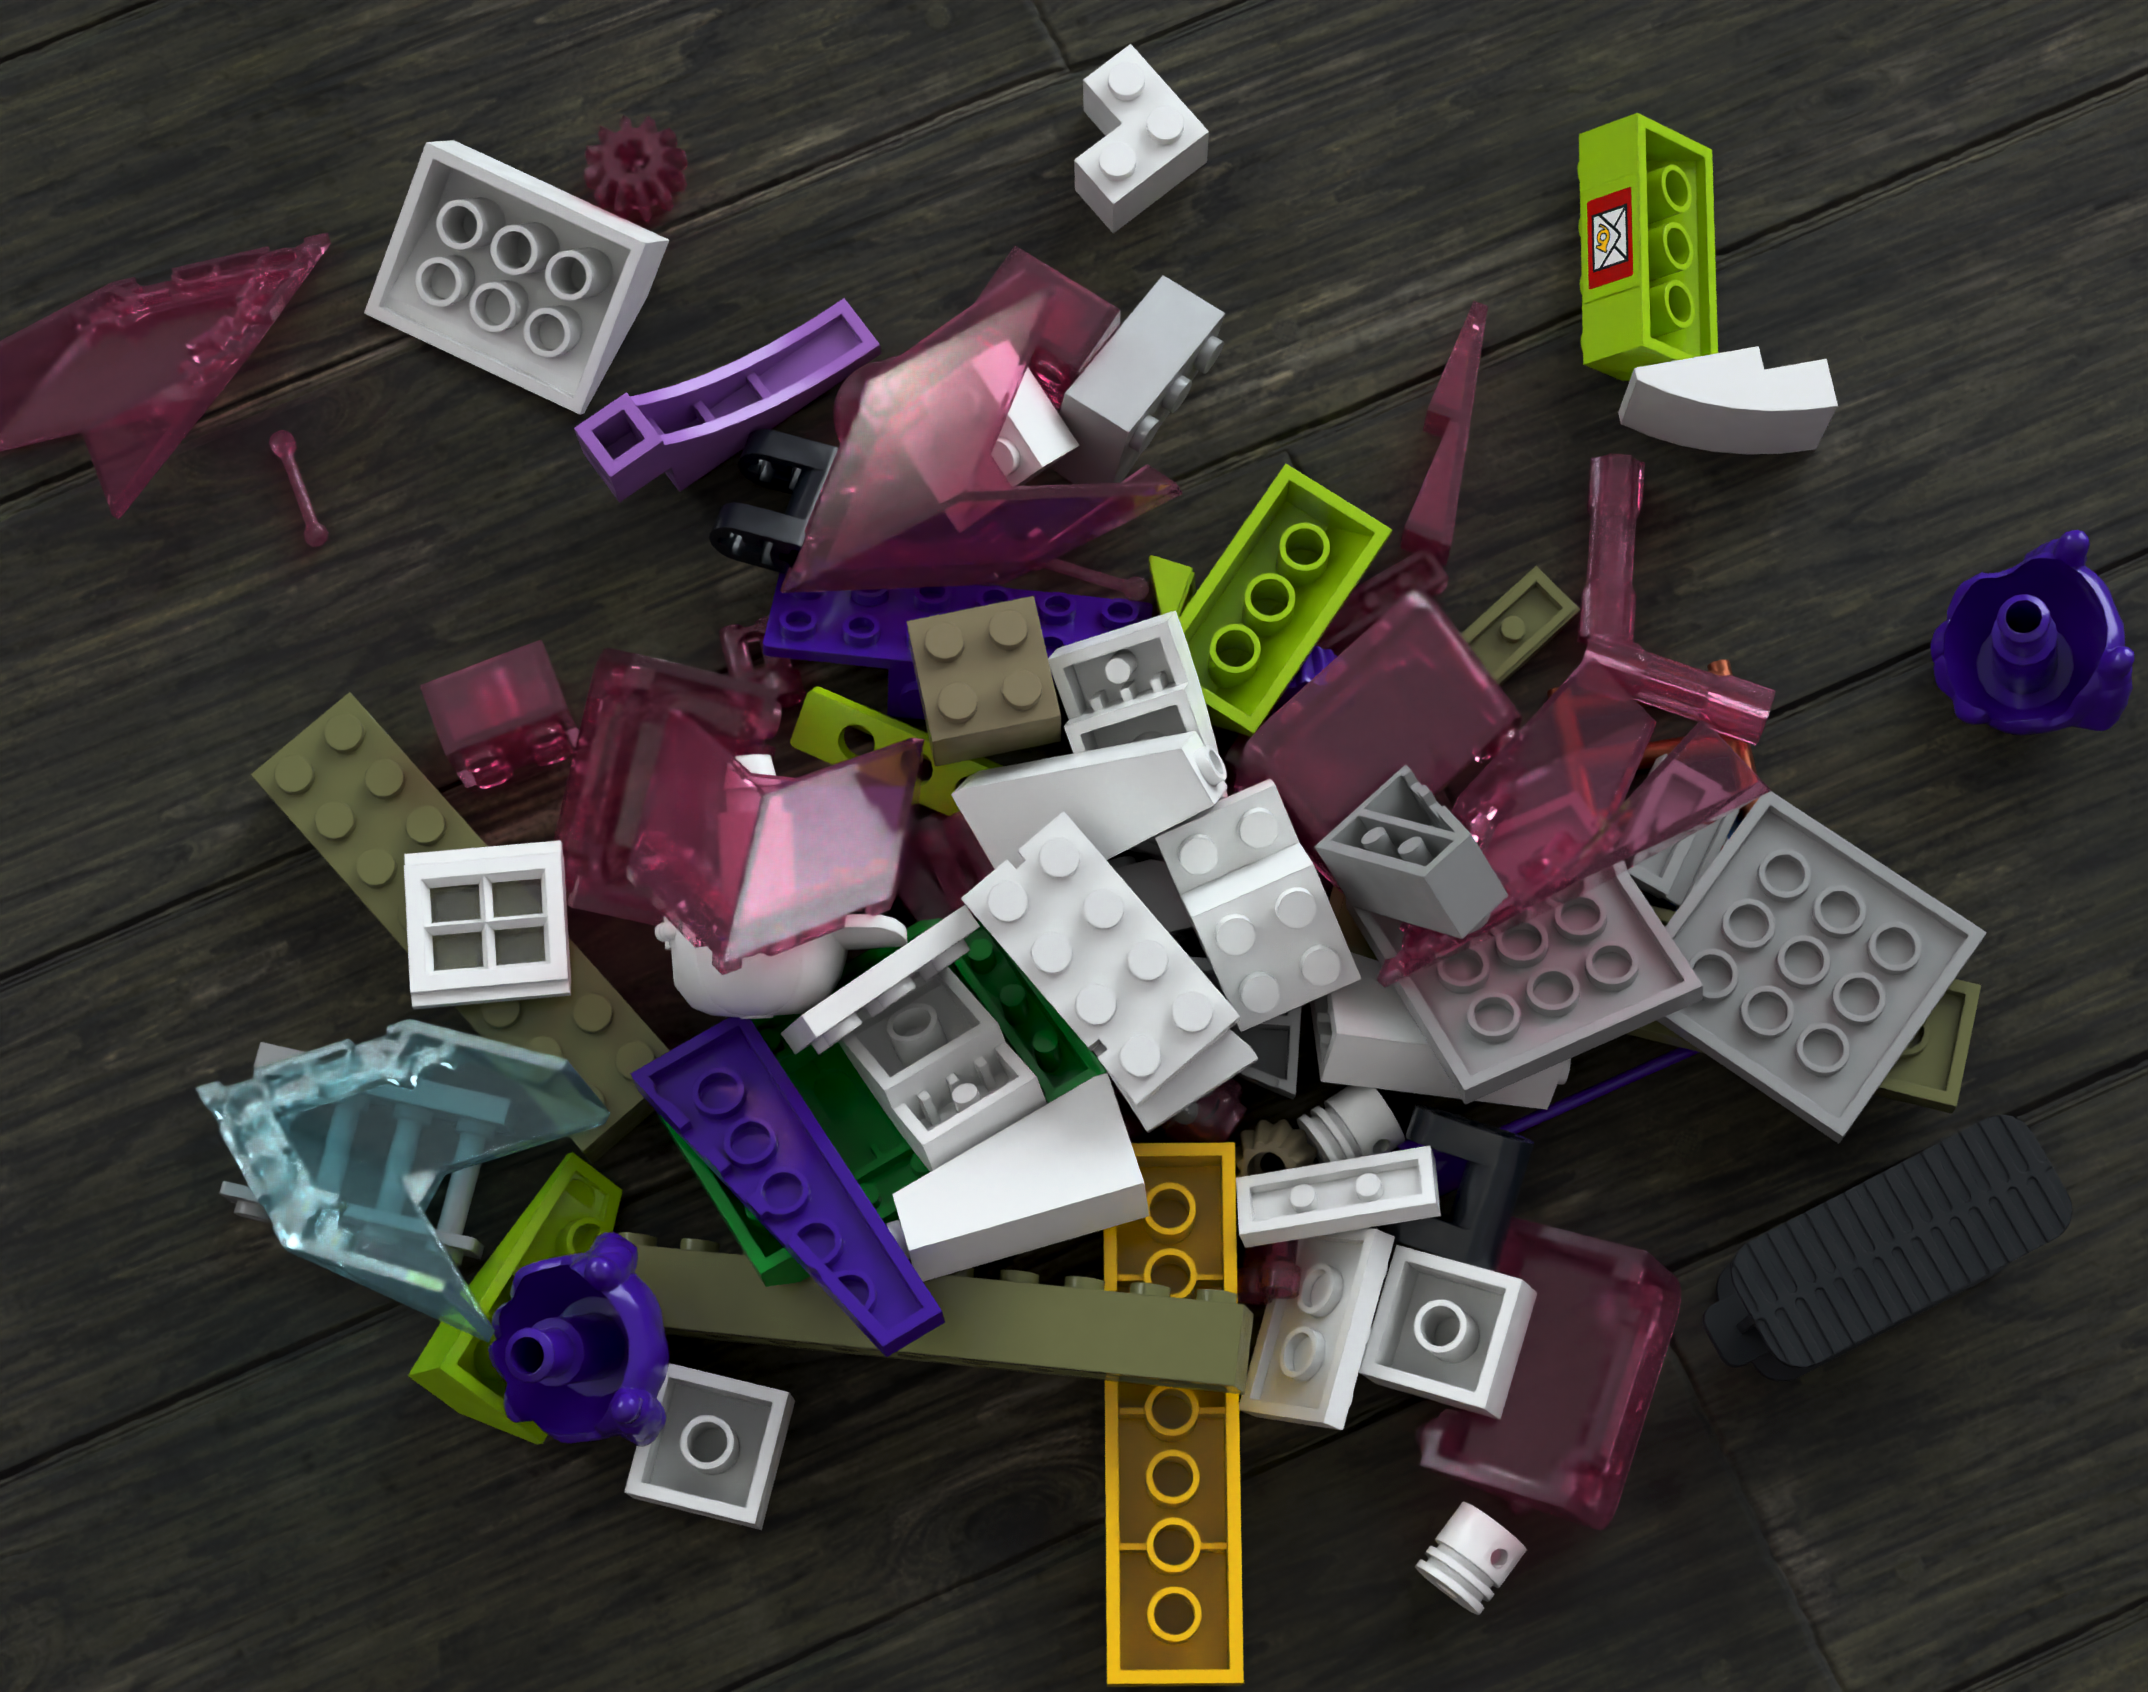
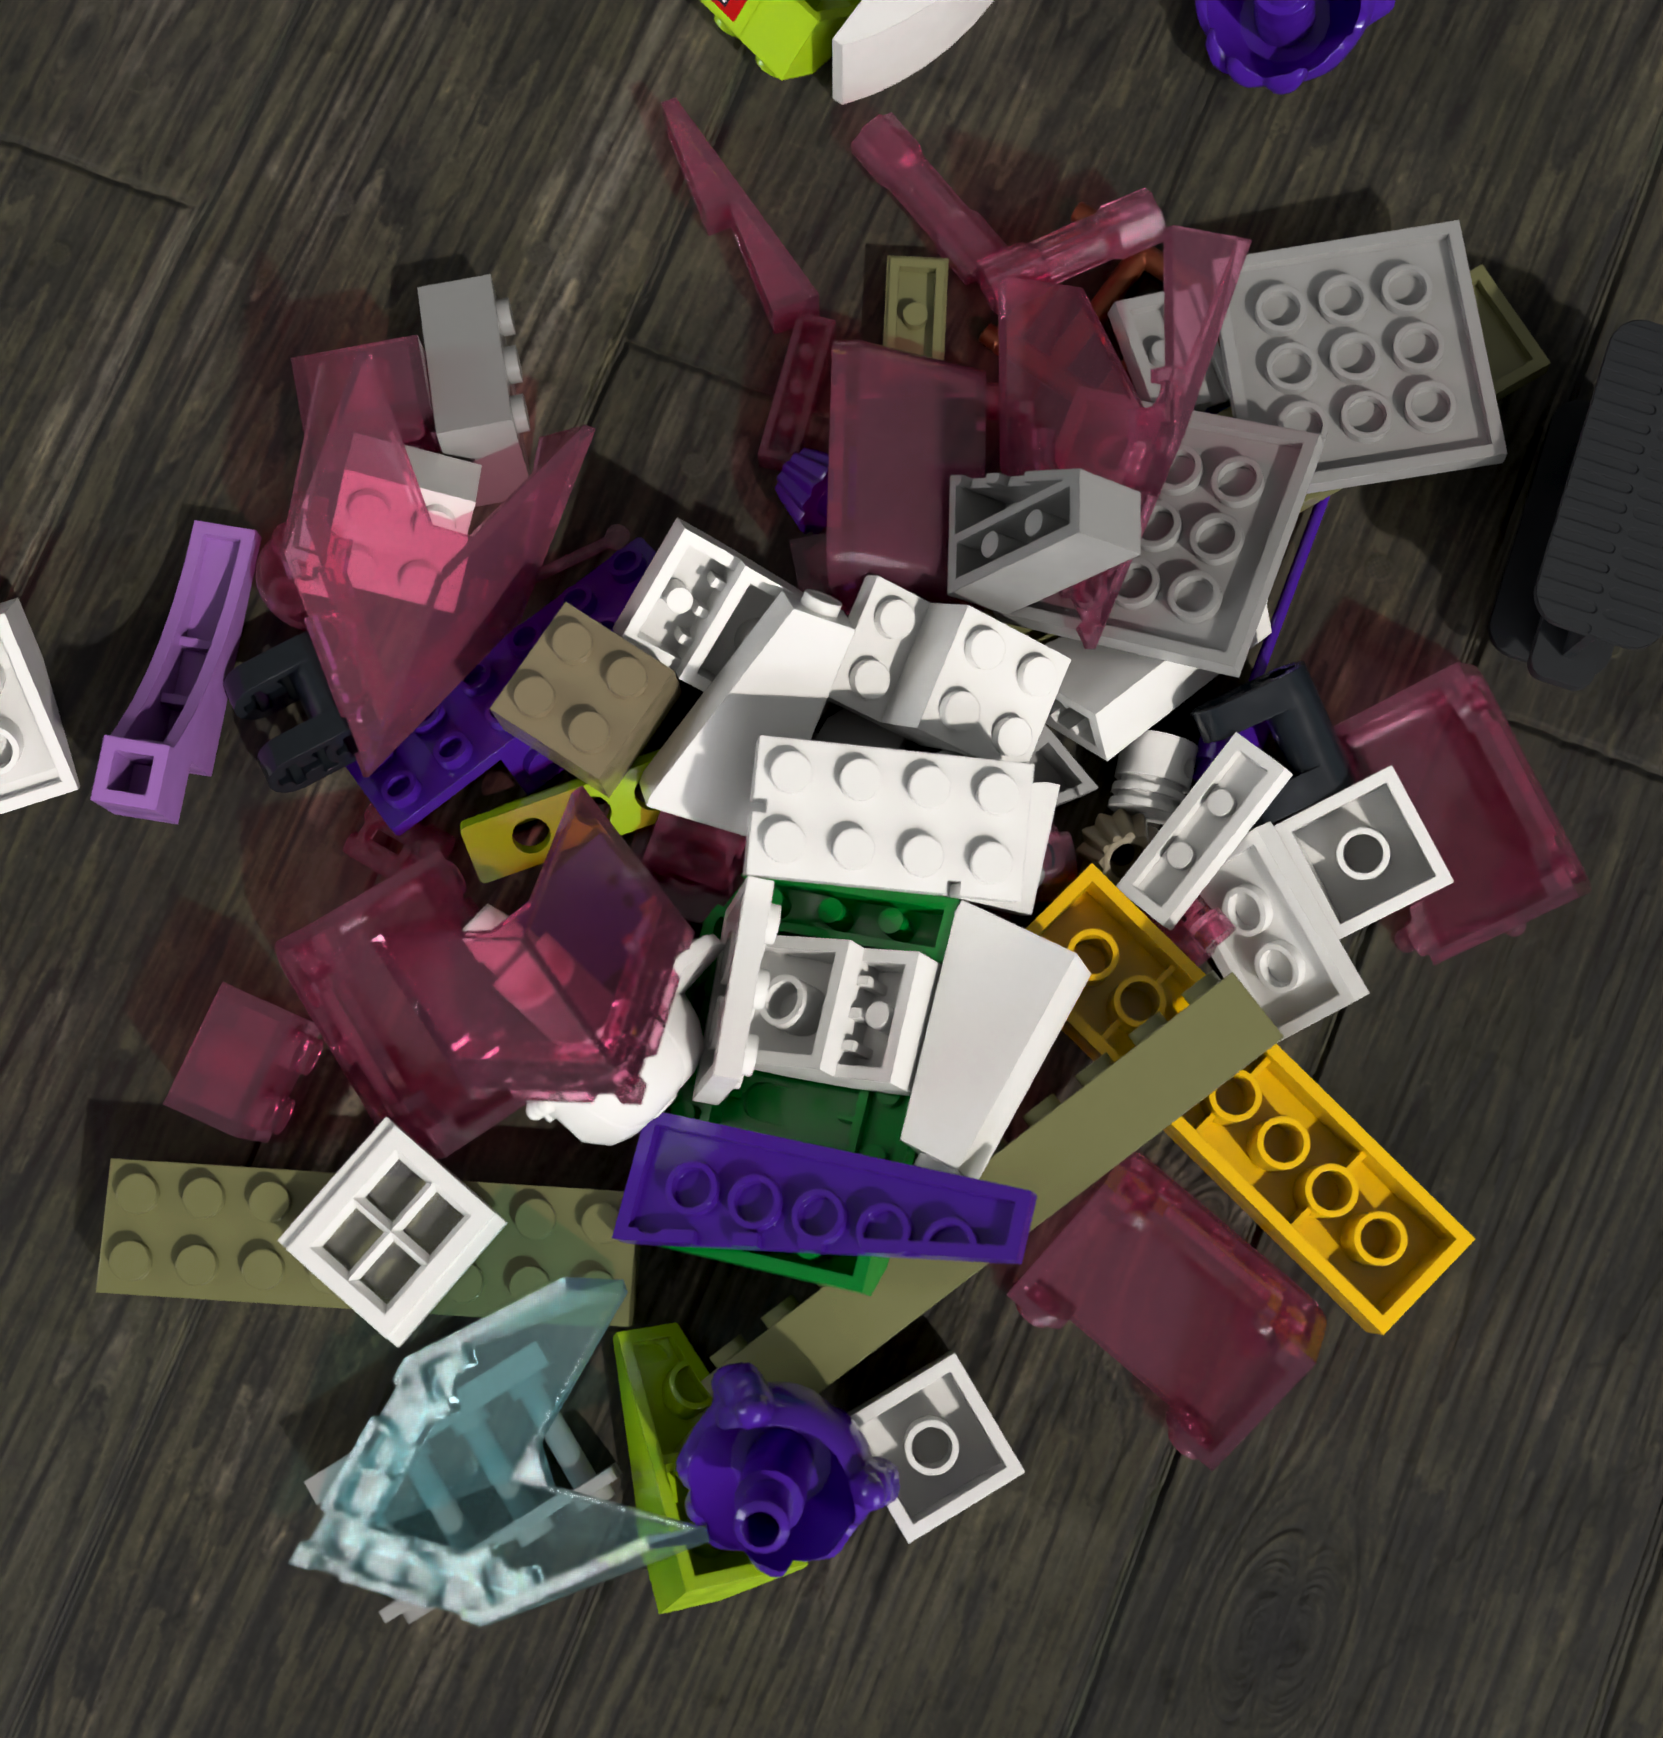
camera: 45 degrees left, 5 degrees up
(986, 1517) = (1176, 1305): none -> clear pink windscreen
(1147, 141) = (305, 199): white brick -> none
(1171, 585) = (643, 511): lime slope -> none
(1275, 596) = (732, 442): lime slope -> none
(1471, 1557) = (1527, 994): white piece -> none

